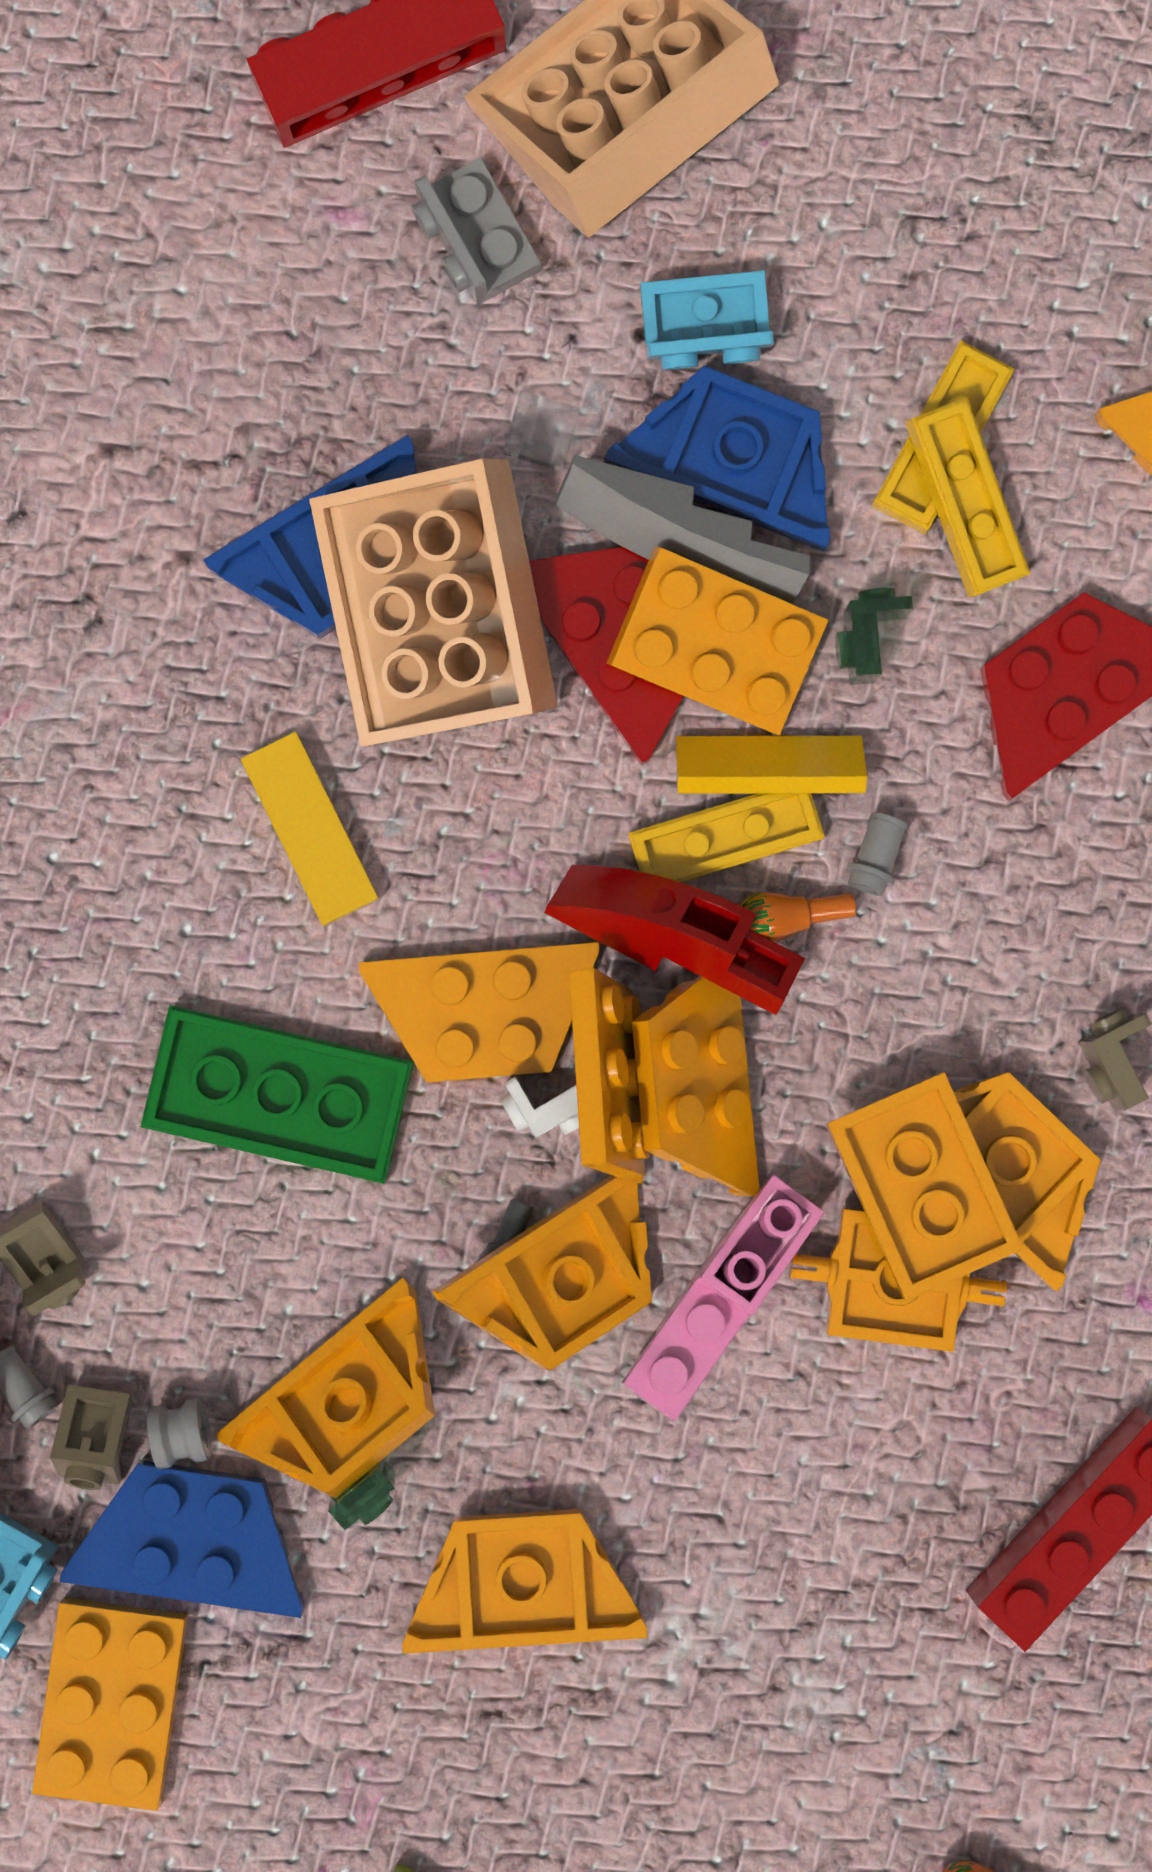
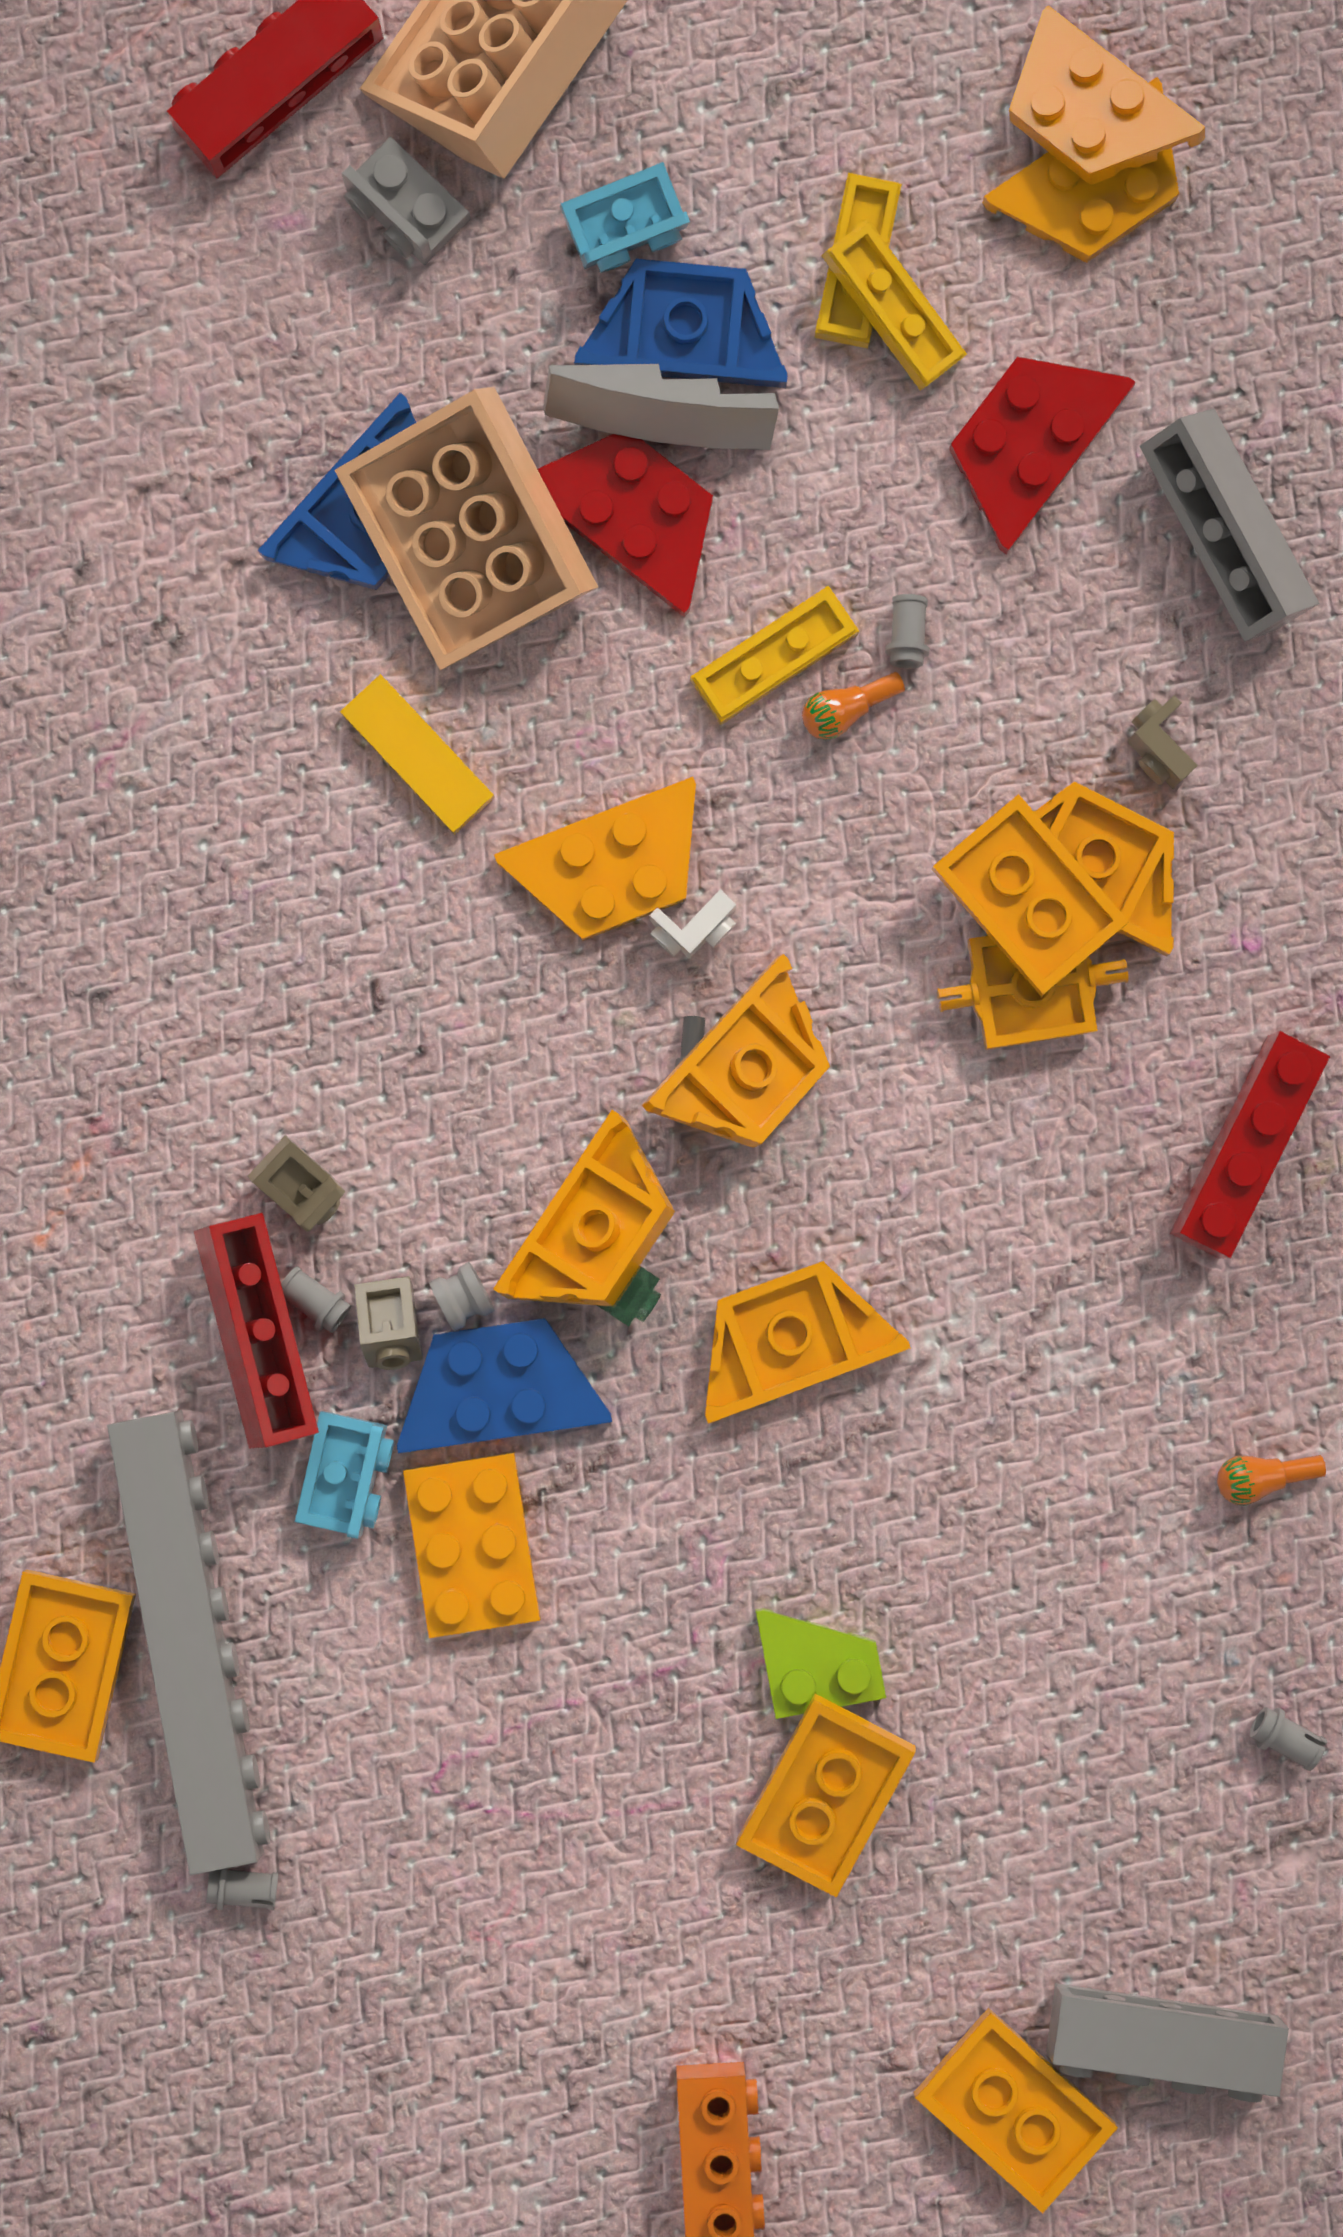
camera: 20 degrees left, 0 degrees up
(277, 1094) = (457, 987): green tile -> none
(541, 431) = (513, 356): clear tile -> none
(606, 1074) = (736, 879): light orange plate -> none
(669, 919) = (744, 736): red slope -> none
(697, 1085) = (813, 865): light orange wing -> none
(717, 640) = (717, 489): light orange plate -> none
(722, 1297) = (888, 1042): bright pink slope -> none
(770, 764) = (794, 581): yellow tile -> none
(859, 644) = (839, 457): clear green bracket -> none

